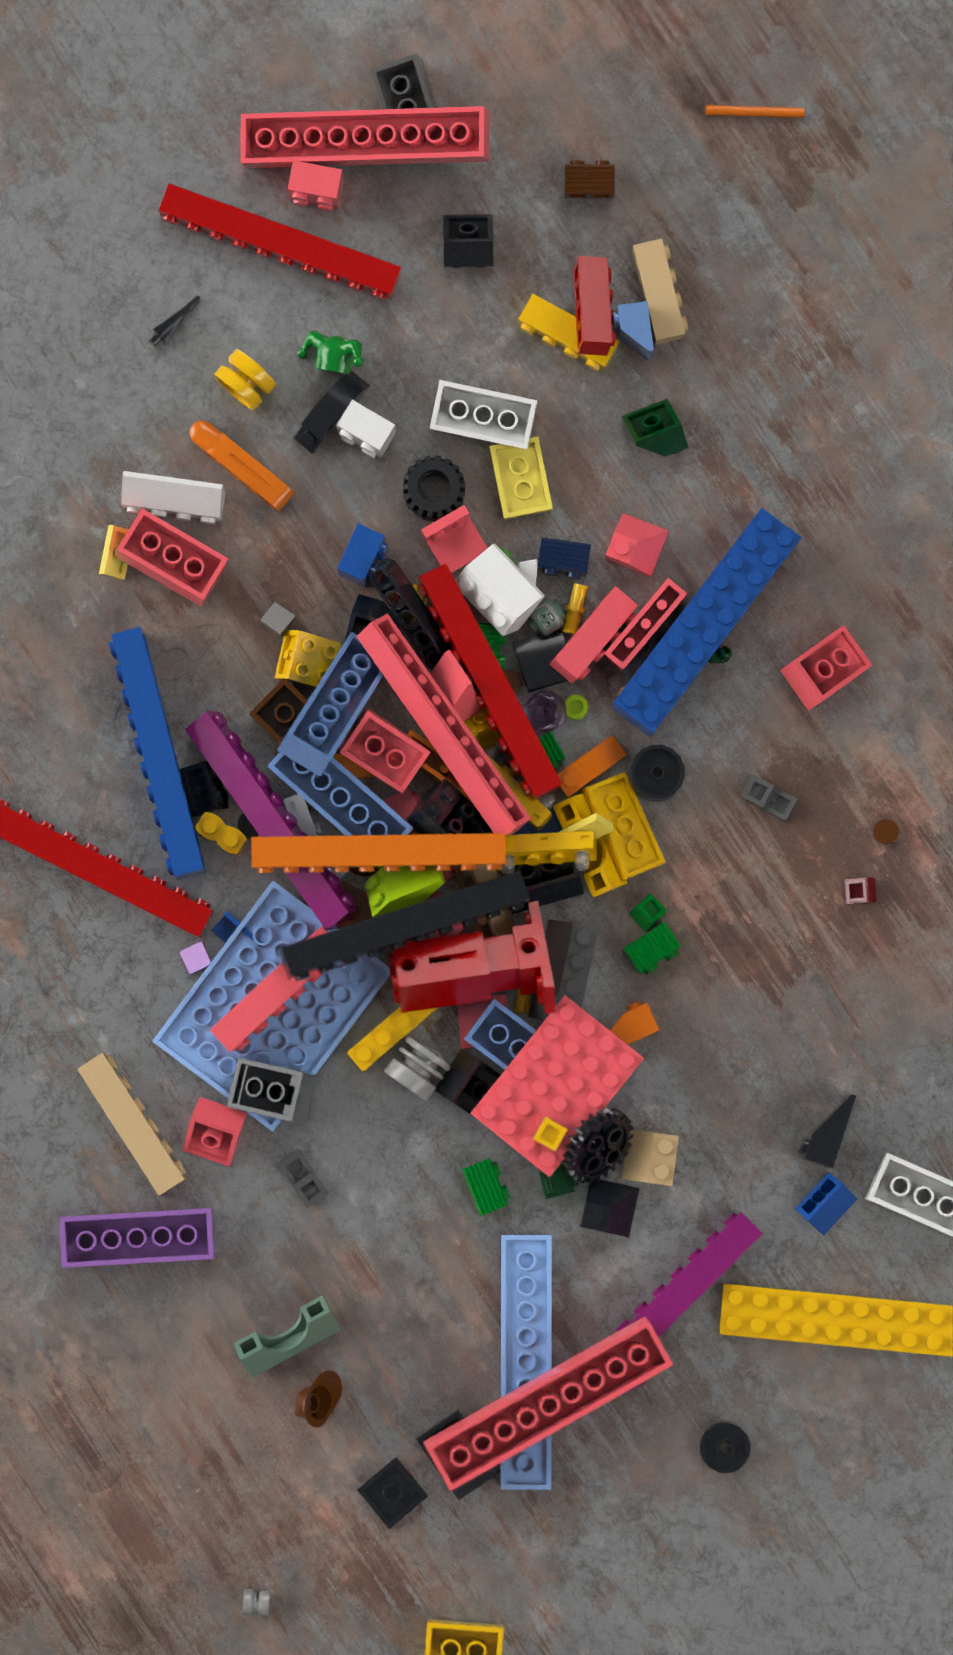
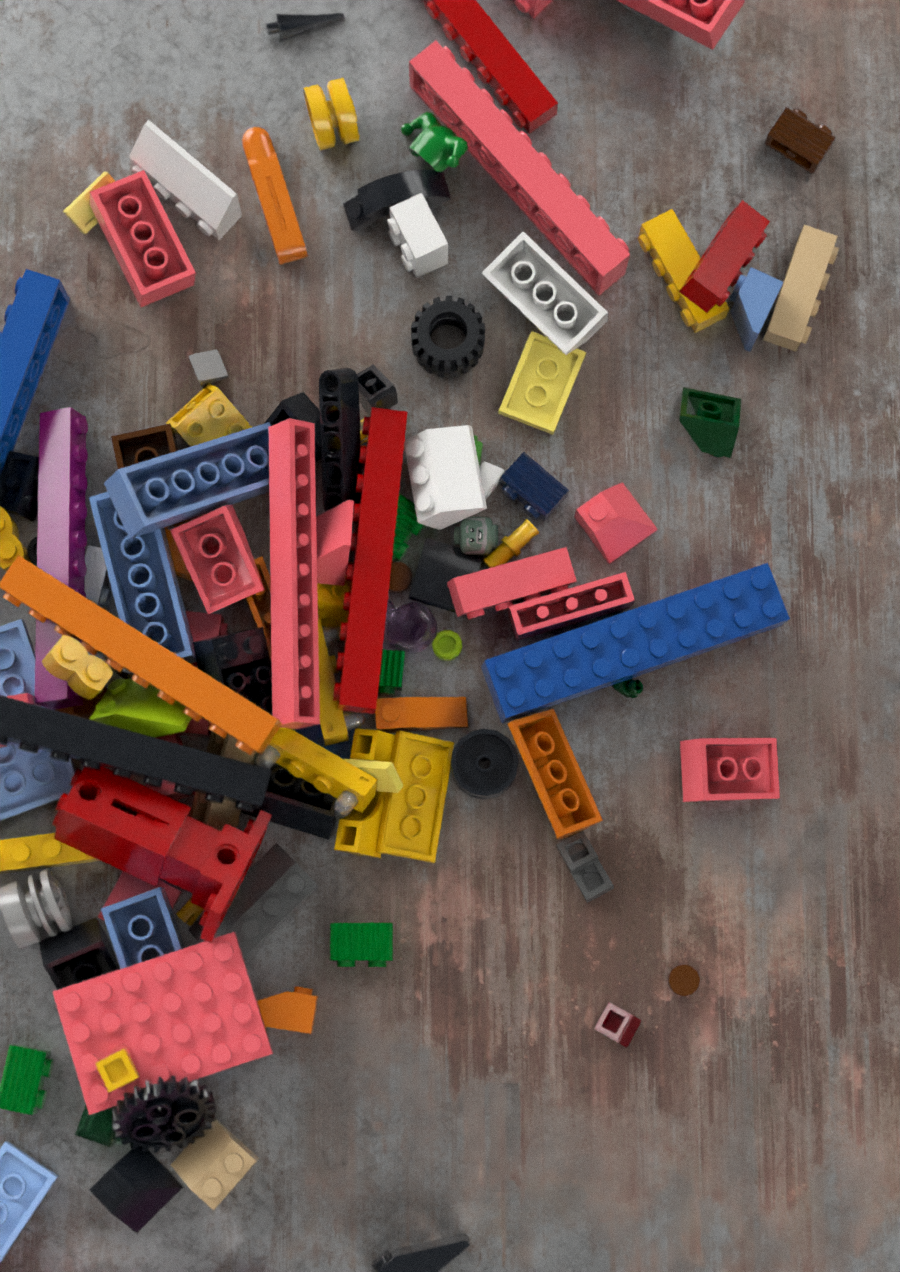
camera: 30 degrees right, 5 degrees down
(348, 888) = (83, 672): none -> yellow brick
(362, 555) = (331, 349): blue brick -> none
(403, 333) = (518, 167): none -> coral brick
(411, 560) = (376, 389): none -> black slope
(454, 539) = (434, 397): coral bracket -> none
(468, 240) = (641, 123): black slope -> none
(647, 912) = (382, 902): green slope -> none
(709, 747) = (555, 773): none -> orange slope

